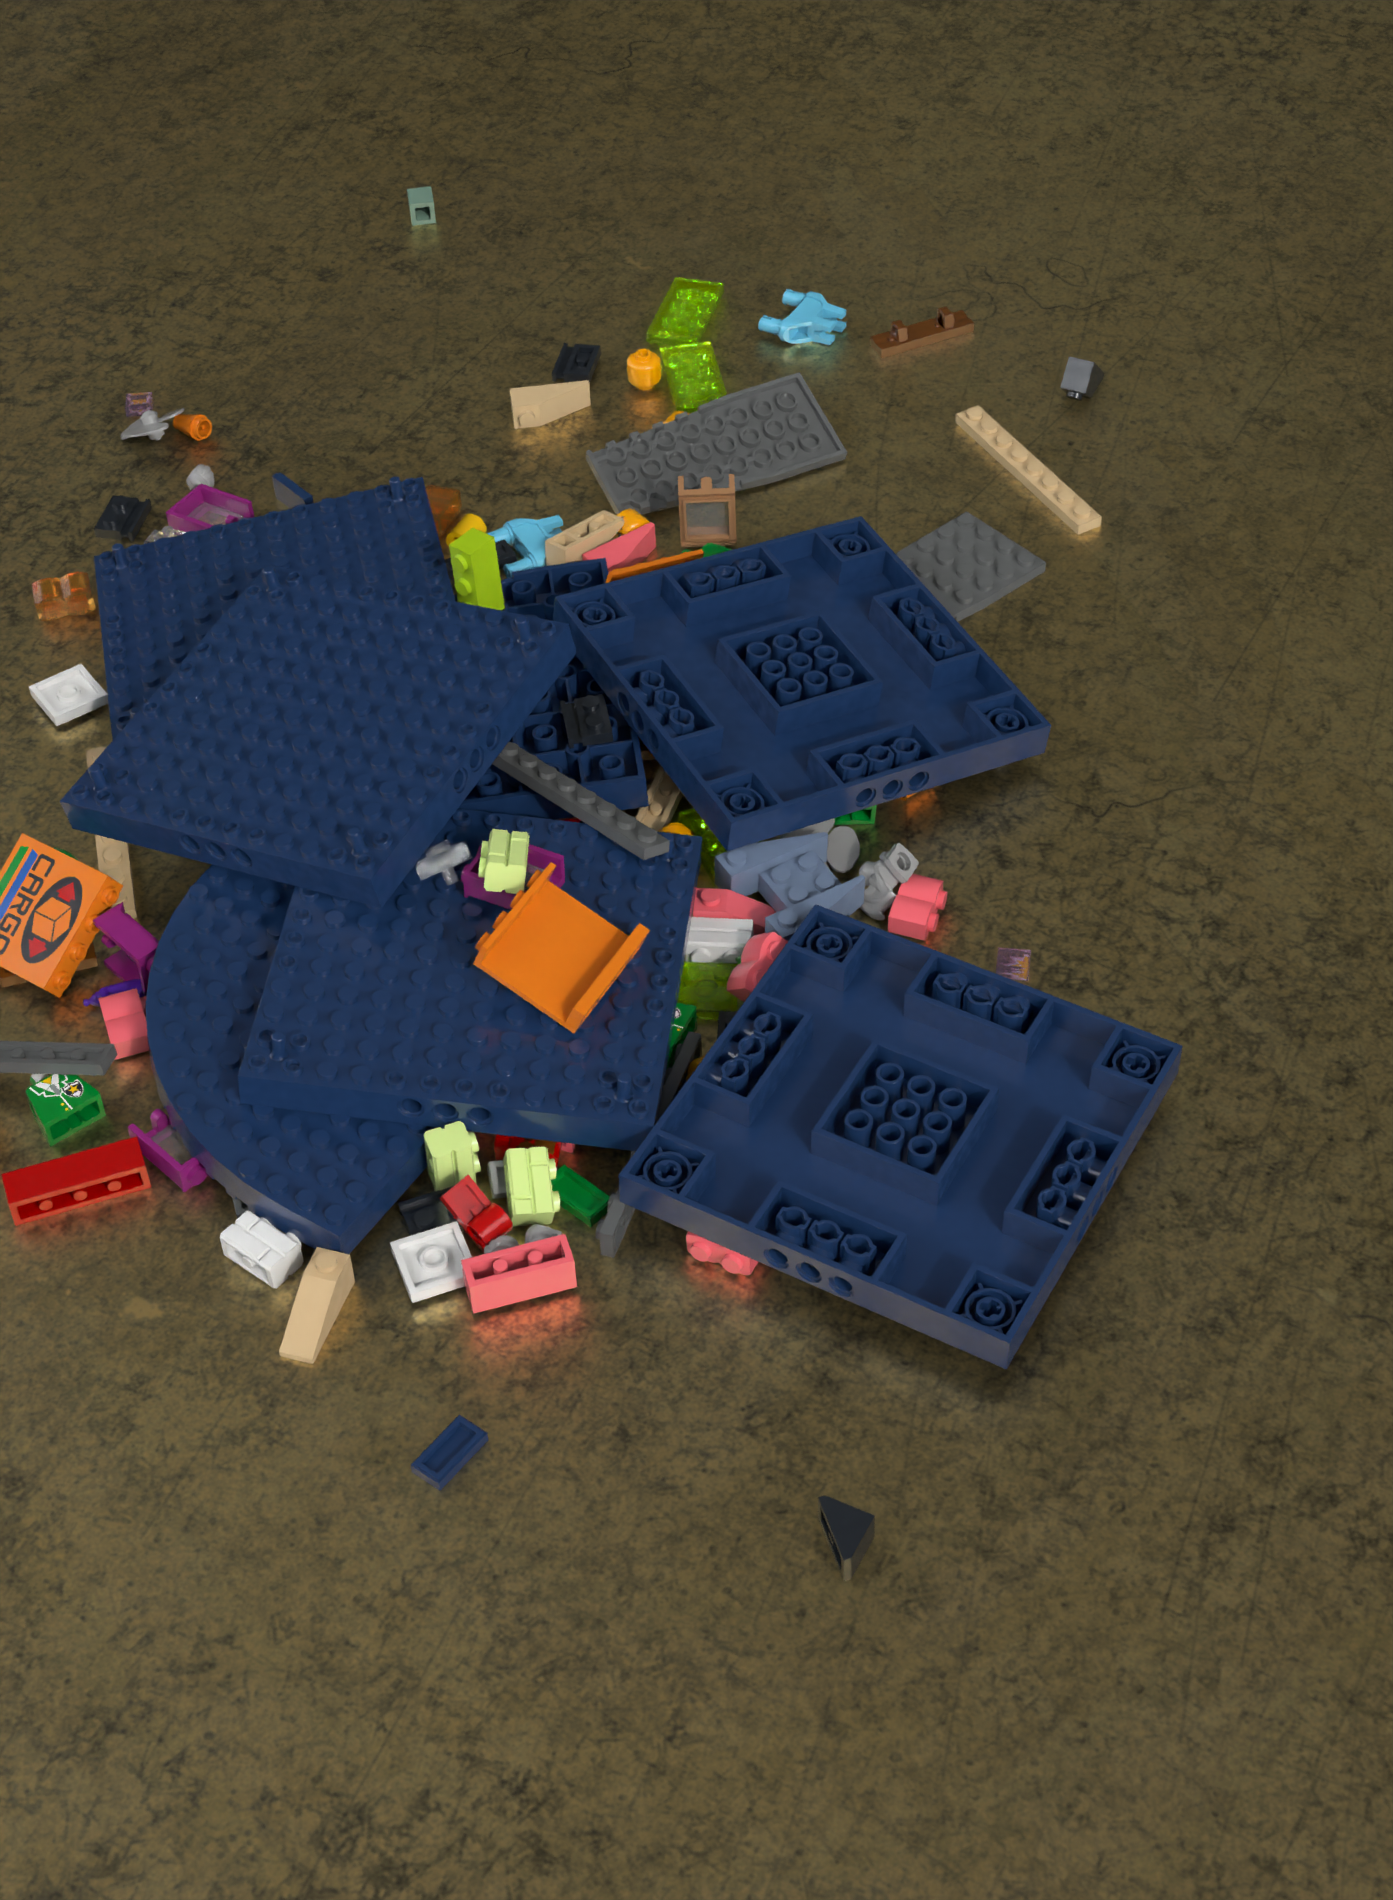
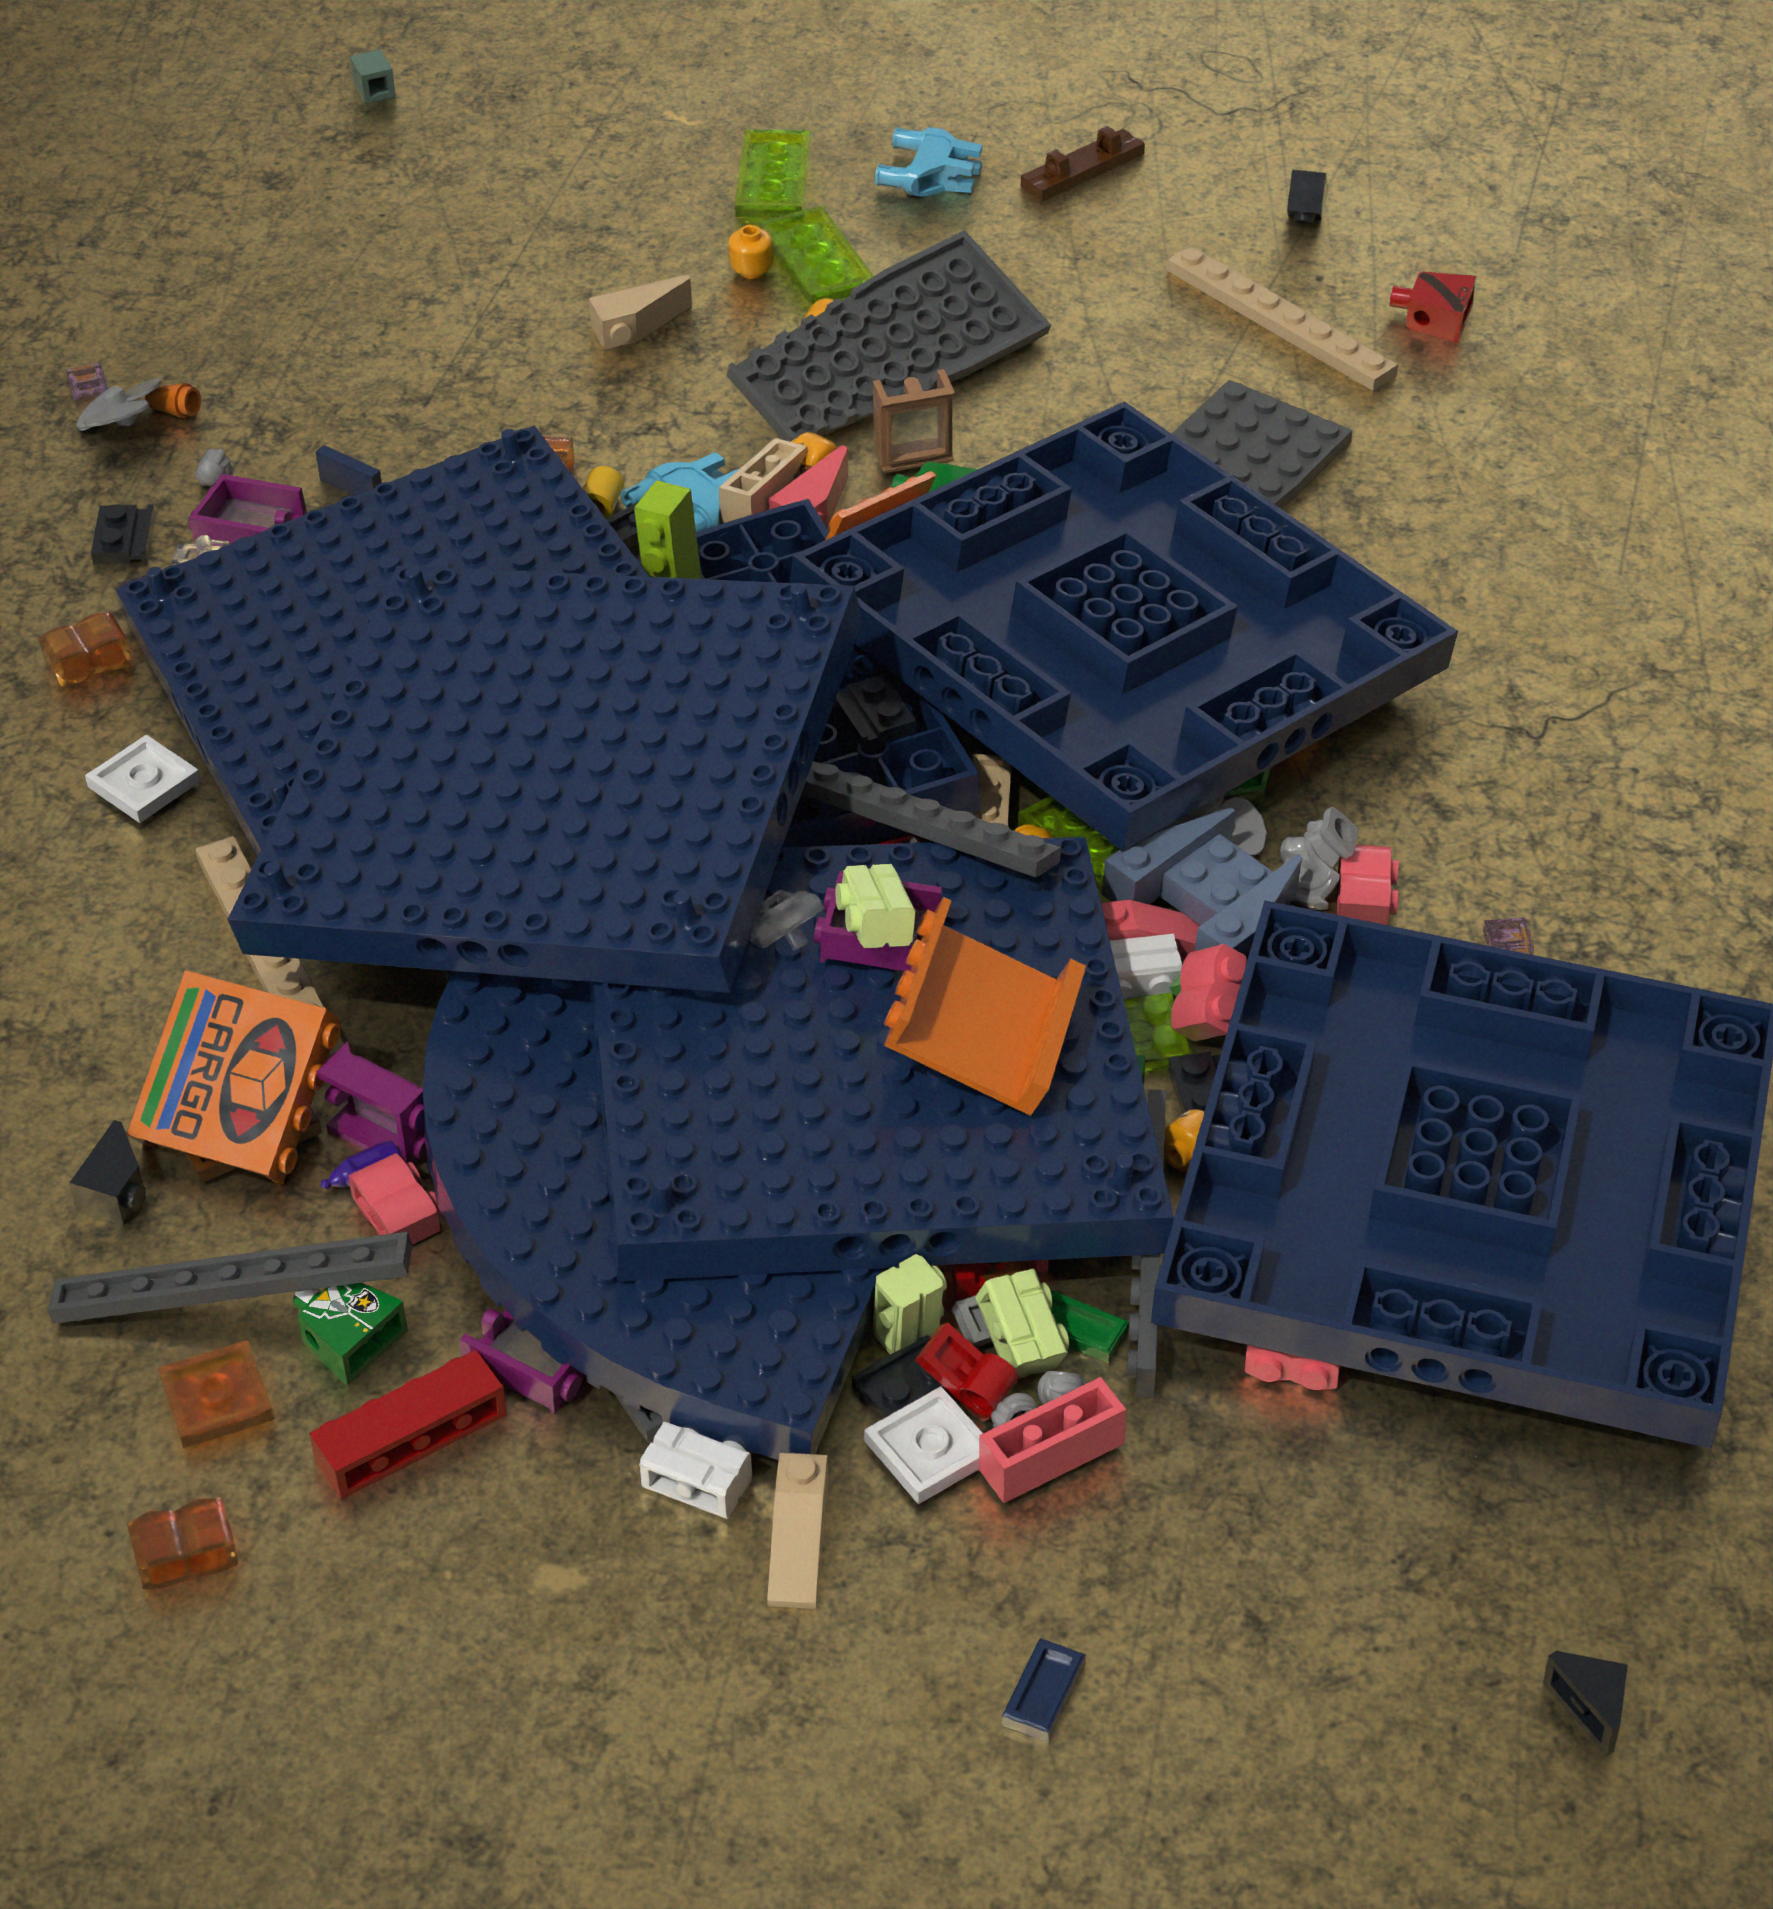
camera: 15 degrees left, 0 degrees up
(576, 362) = (657, 254): black plate -> none
(1151, 474) = (1437, 303): none -> red torso

